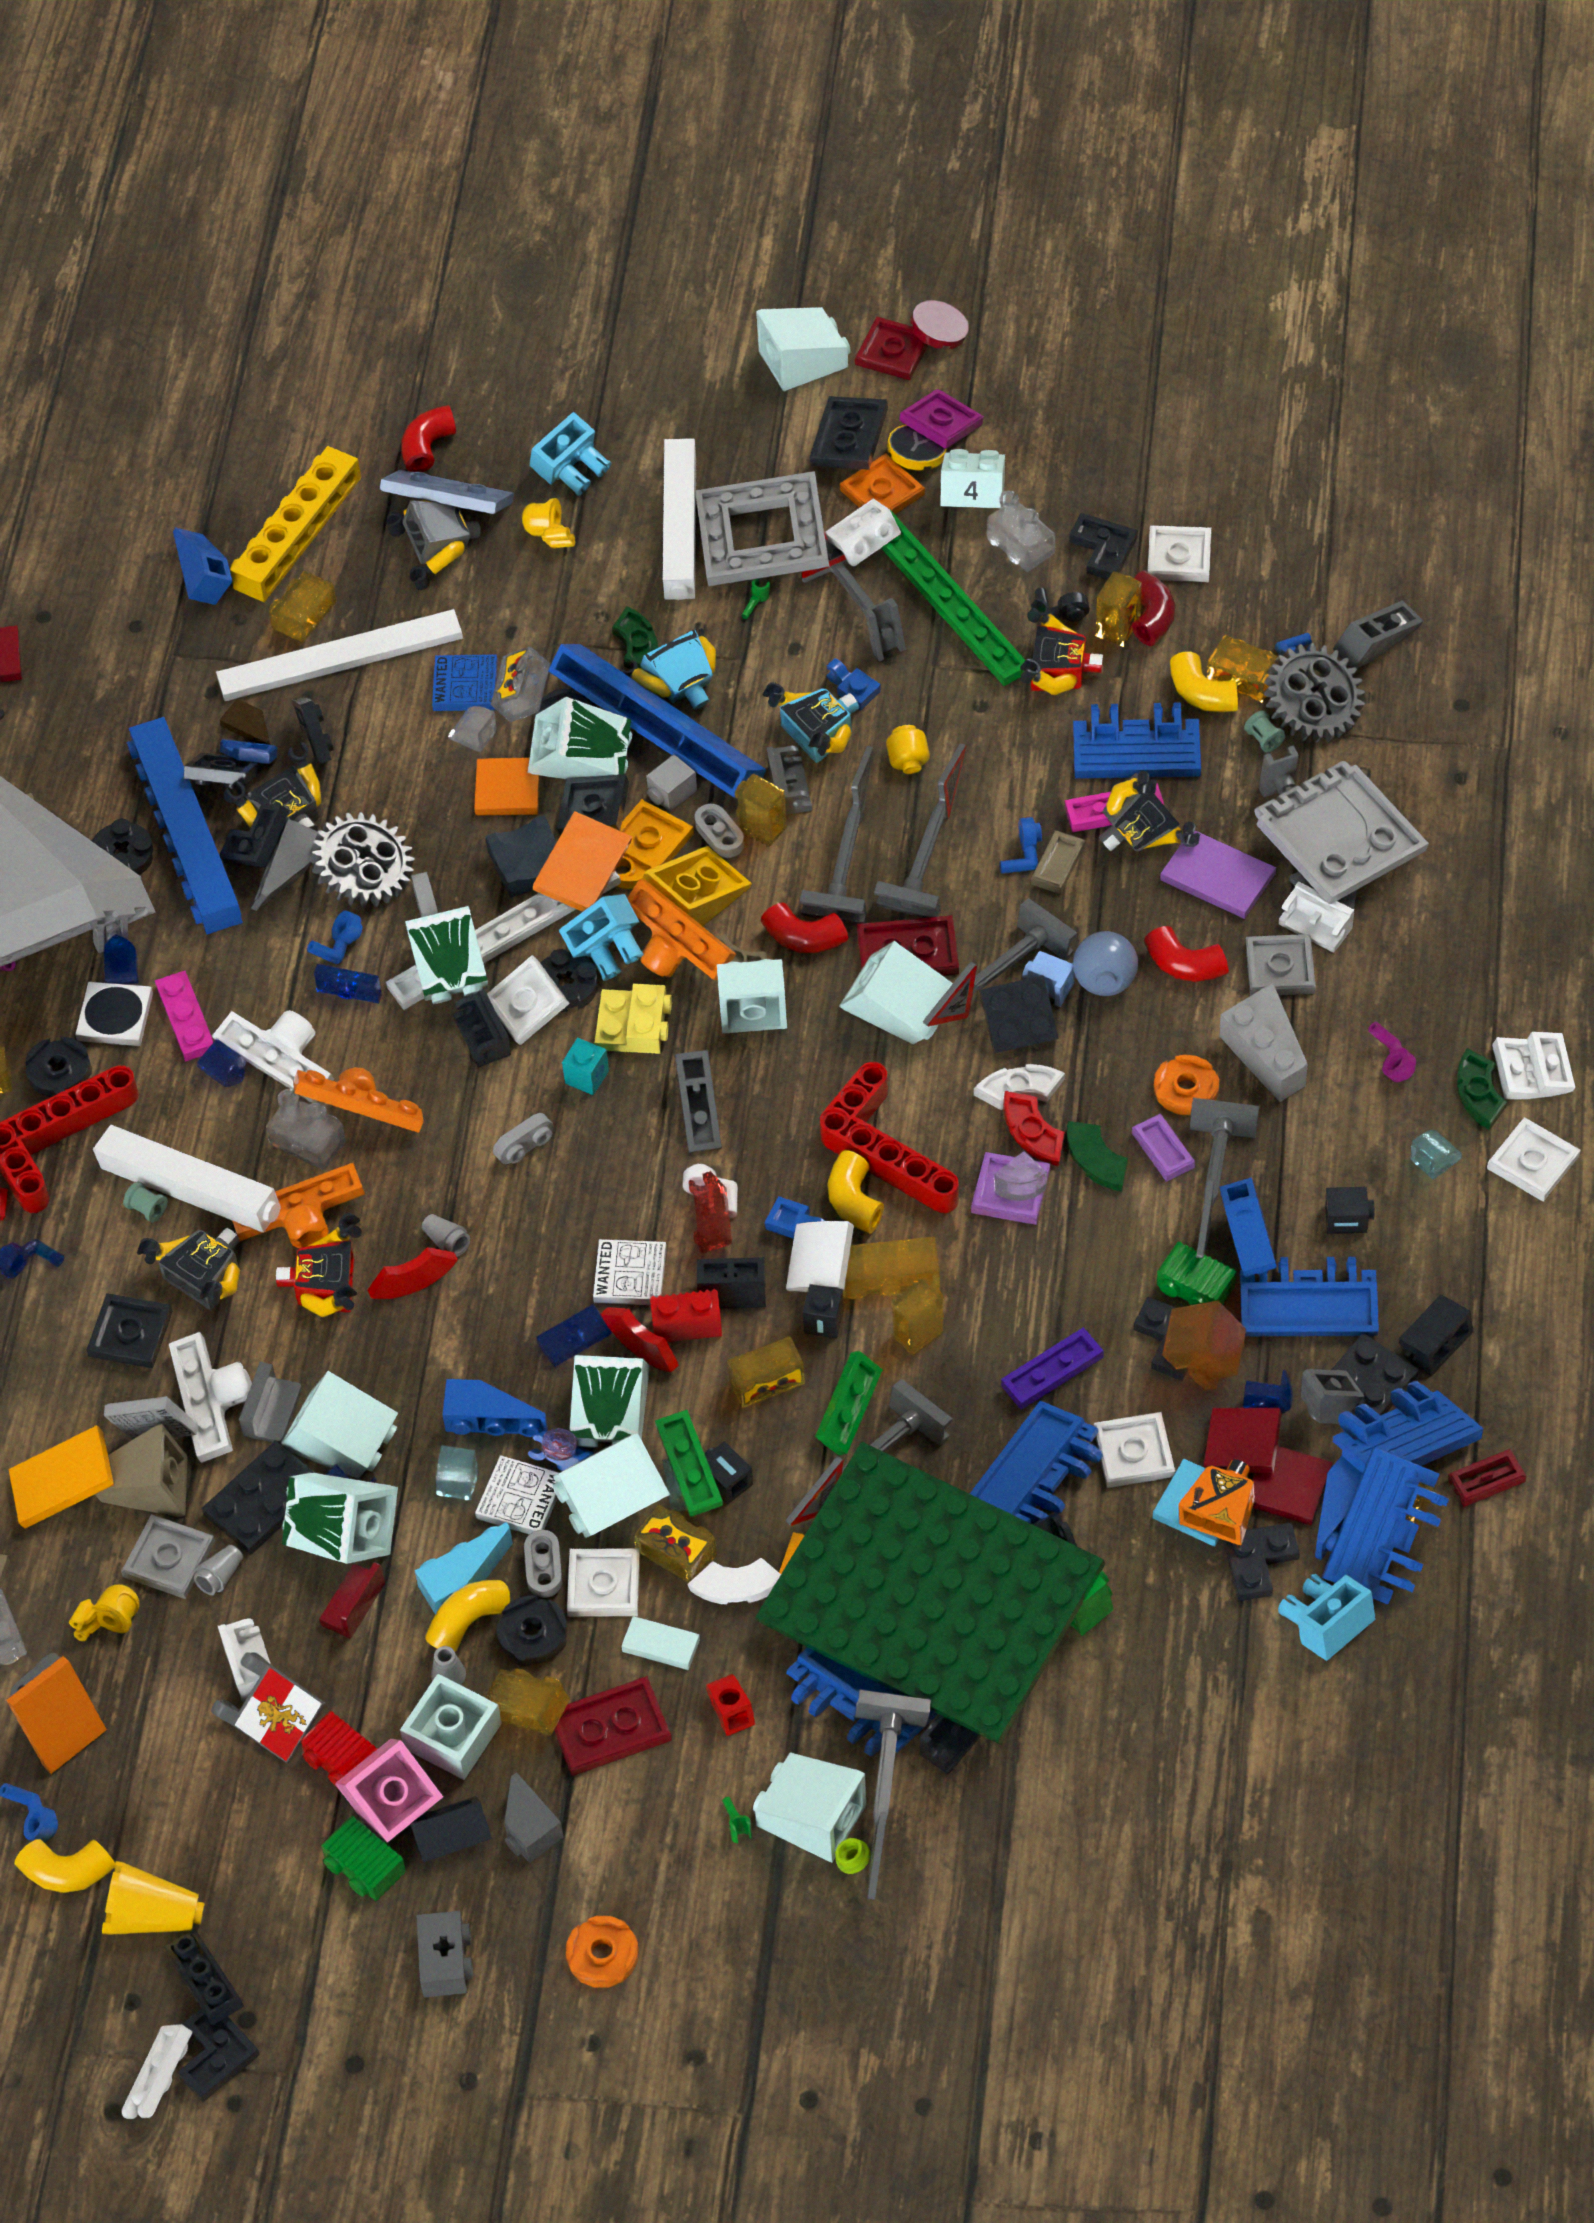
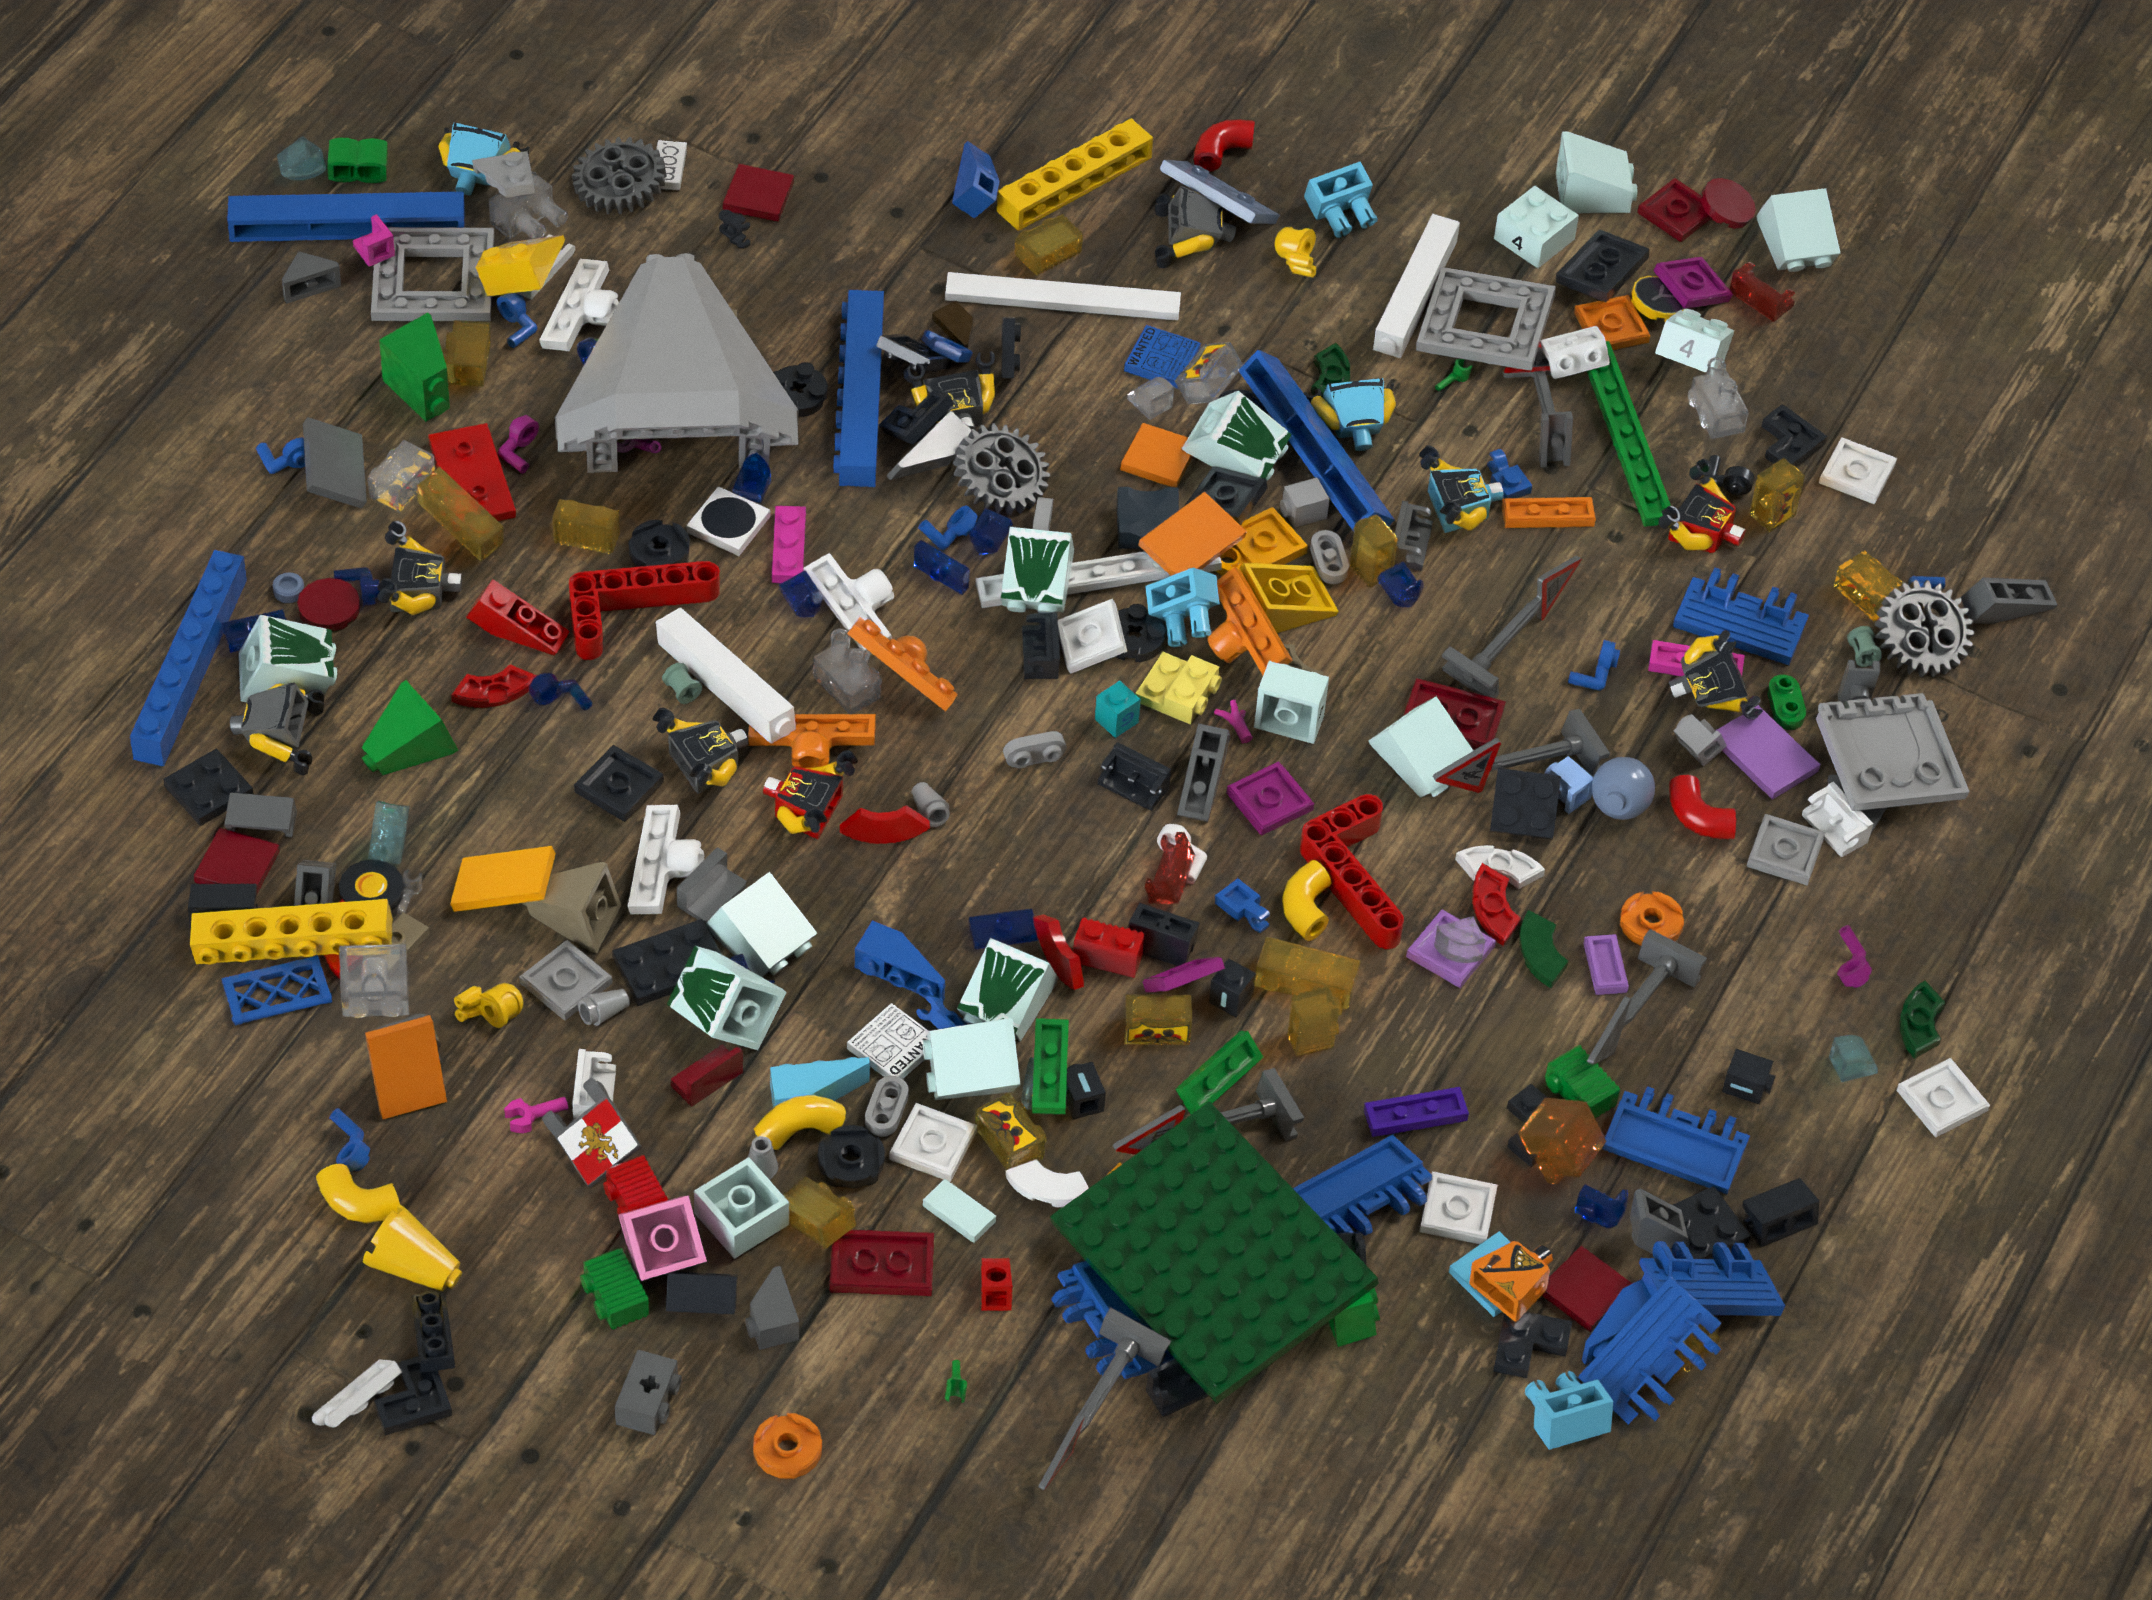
camera: 15 degrees right, 5 degrees down
(141, 1415) = (591, 849): light grey tile -> none
(196, 1708) = (530, 1113): none -> dark pink bar
(378, 929) = (989, 532): none -> clear blue plate
(456, 1472) = (846, 1002): clear light blue brick -> none
(559, 1444) = (944, 1010): clear purple tile -> none
(629, 1271) = (1076, 893): white tile -> none
(632, 1129) = (1134, 776): none -> black hinge
(704, 1033) = (1236, 719): none -> dark pink bar
(768, 416) = (1536, 226): none -> light aqua brick
(771, 1100) = (1270, 798): none -> magenta tile
(771, 1316) = (1183, 974): none -> magenta tile
(801, 834) = (1401, 585): none -> clear blue plate
(802, 935) = (1361, 669): red cylinder -> none
(811, 1804) = (1028, 1393): light aqua slope -> none
(820, 1255) = (1251, 937): white slope -> none
(847, 908) = (1404, 653): dark grey piece -> none
(847, 1850) = (1043, 1449): lime plate -> none
(906, 705) = (1548, 512): none -> orange tile
(907, 749) = (1530, 547): yellow head -> none
(1009, 407) = (1760, 294): none -> clear red hinge
(1020, 329) = (1799, 230): none -> light aqua slope
(1058, 862) = (1623, 691): dark tan tile -> none
(1152, 884) = (1699, 739): none -> light grey brick
(1158, 611) = (1815, 509): dark red cylinder -> none
(1199, 690) = (1821, 591): yellow cylinder -> none
(1214, 812) = (1786, 695): none -> green plate
(1244, 1436) = (1564, 1232): dark red tile -> none
(1248, 1227) = (1648, 1055): blue slope -> none
(1266, 1042) = (1739, 907): light grey wedge -> none
(1490, 1489) = (1771, 1356): dark red tile -> none
(1533, 1066) = (1980, 1018): white slope -> none

